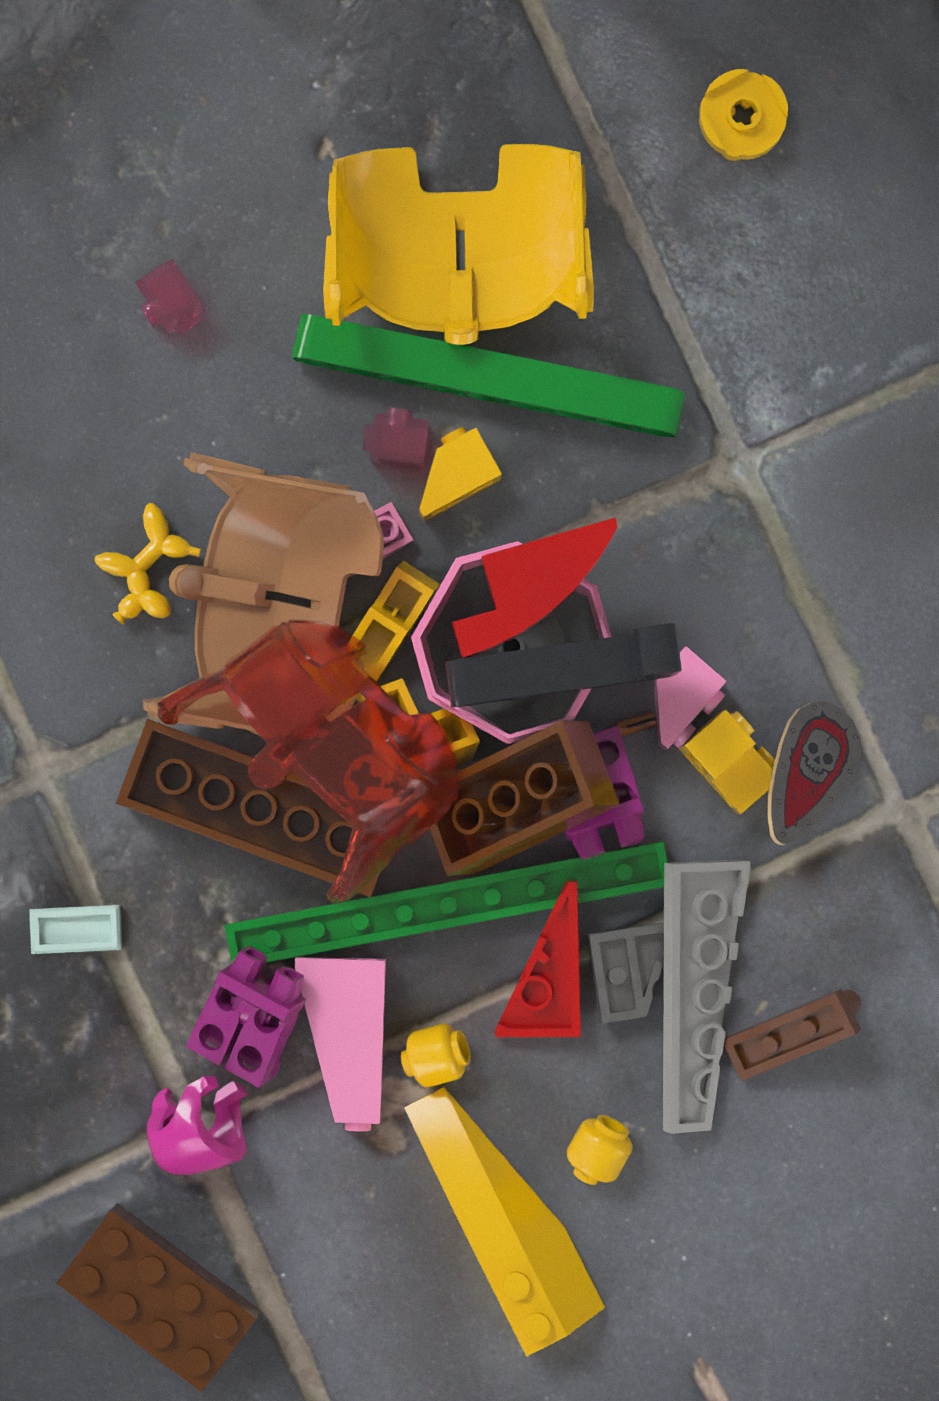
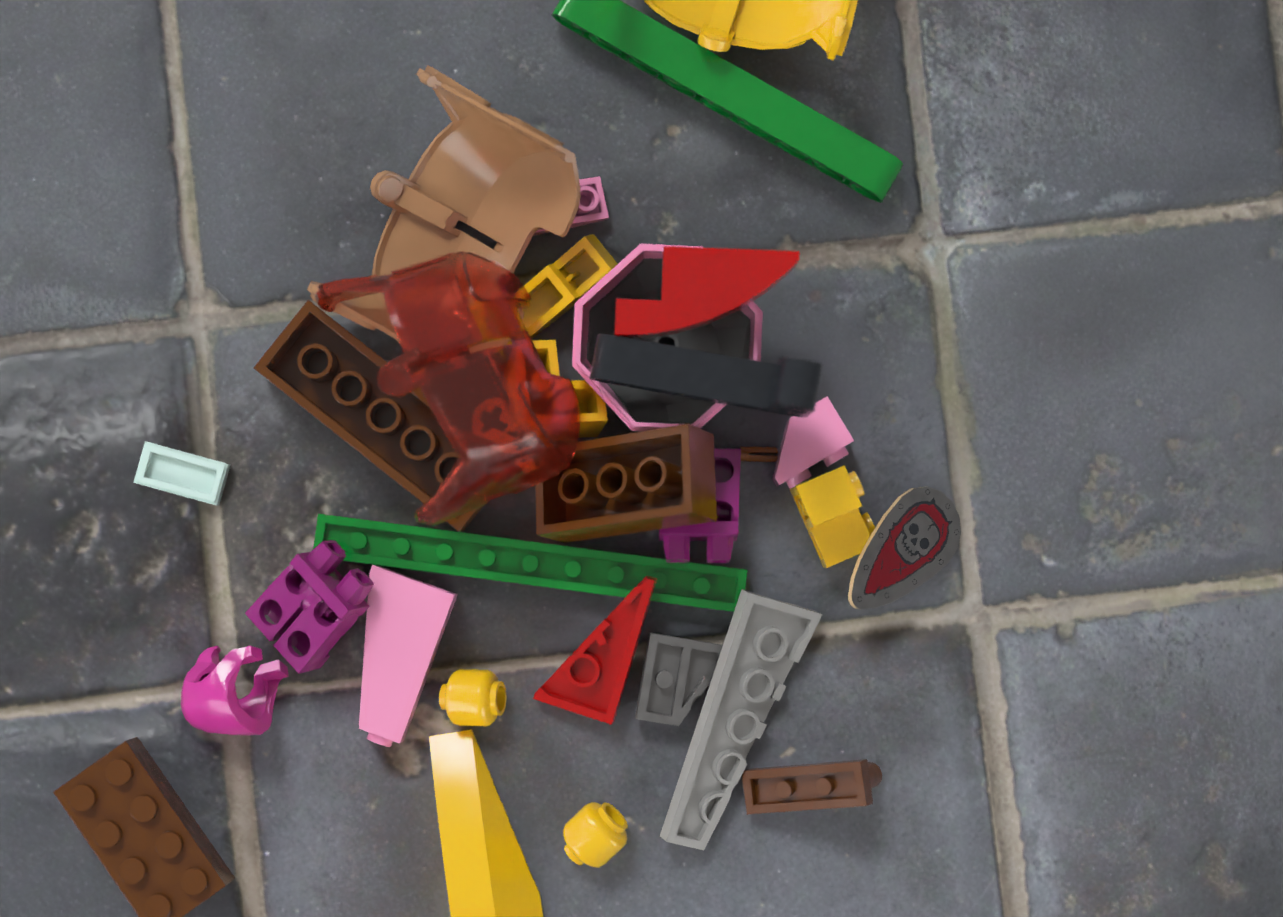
camera: 20 degrees right, 0 degrees up
(135, 569) = (344, 162): yellow piece -> none
(397, 439) = (624, 120): clear pink brick -> none
(457, 472) = (669, 169): yellow slope -> none

